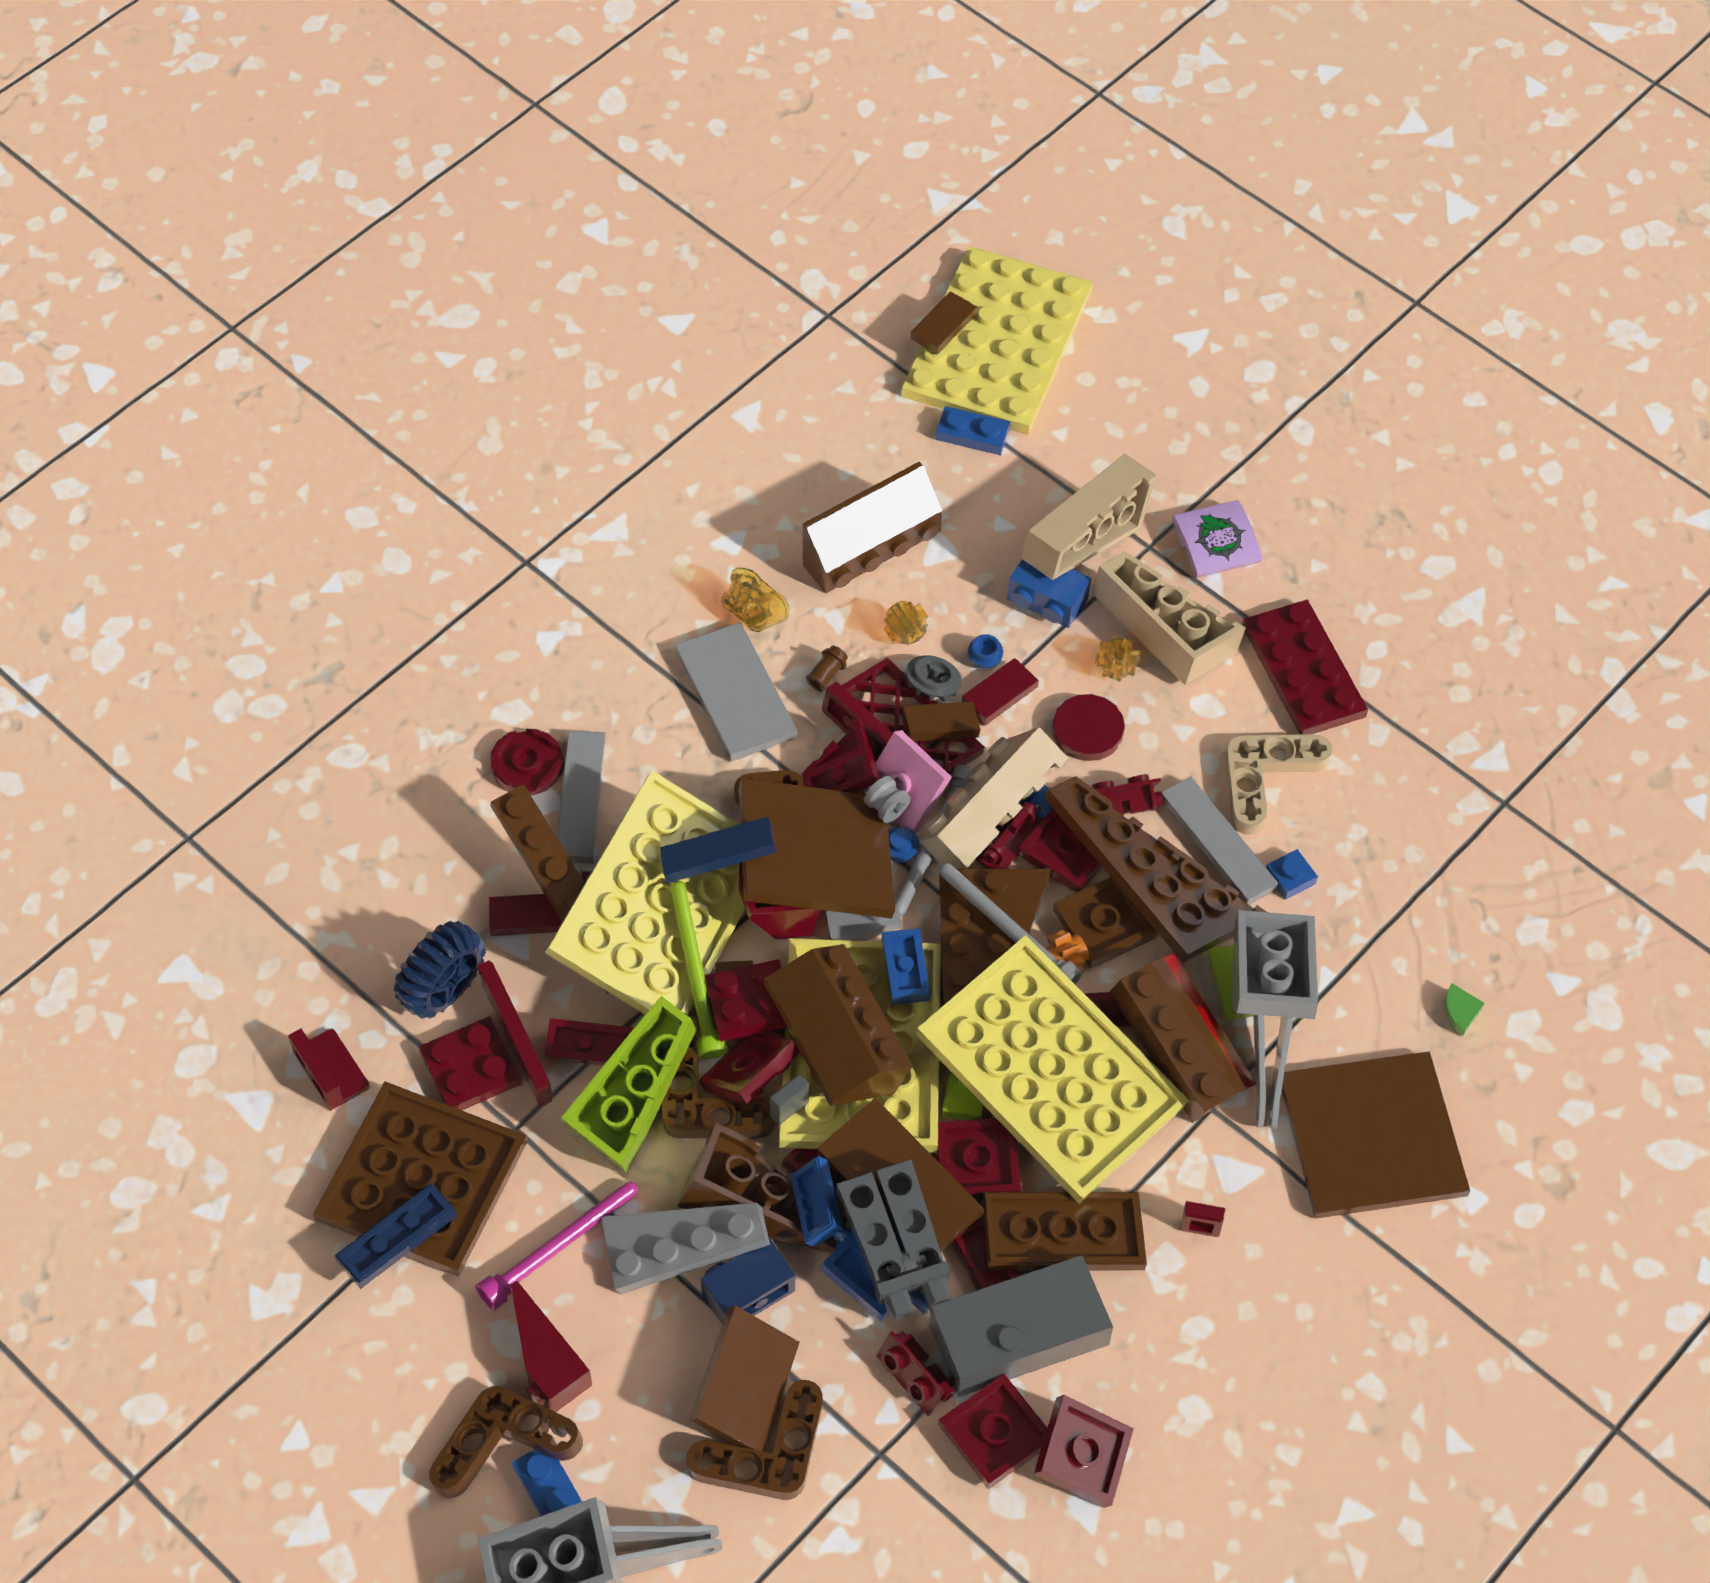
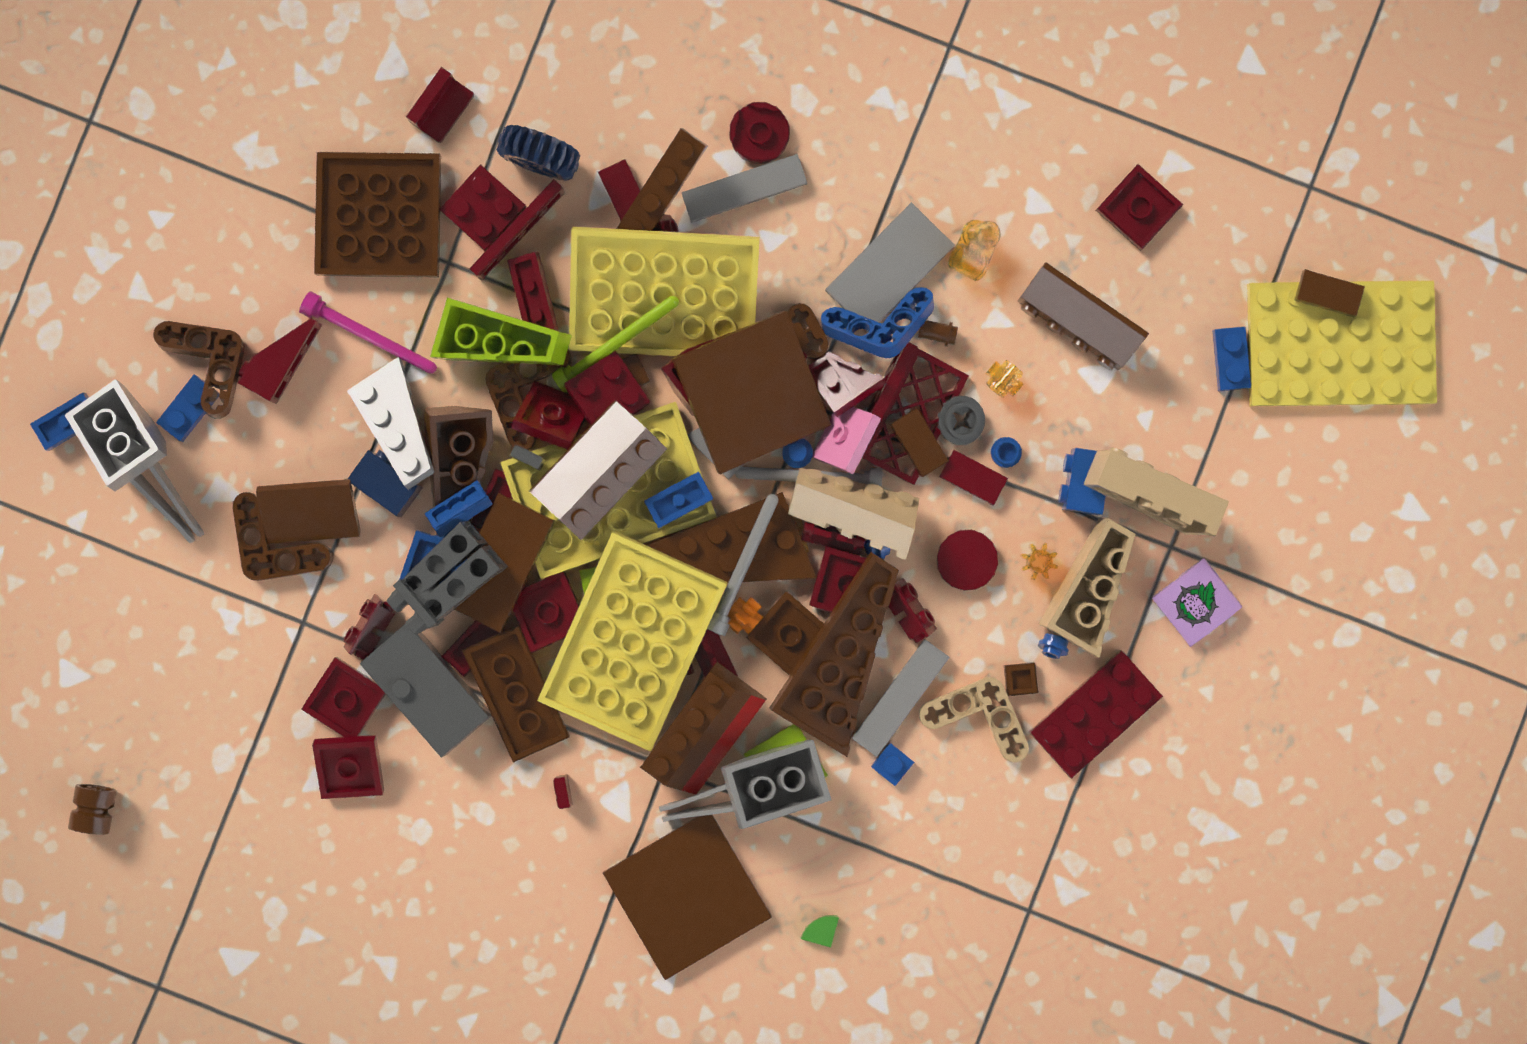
camera: 75 degrees right, 30 degrees up
(395, 1235) = (320, 219): dark blue tile -> none
(717, 849) = (706, 321): dark blue tile -> none
(778, 455) = (1139, 207): none -> dark red tile
(780, 746) = (880, 332): none -> blue beam
(887, 799) = (819, 430): light grey wheel -> none
(1215, 676) = (1053, 646): none -> blue plate
(1239, 720) = (1020, 679): none -> reddish brown tile

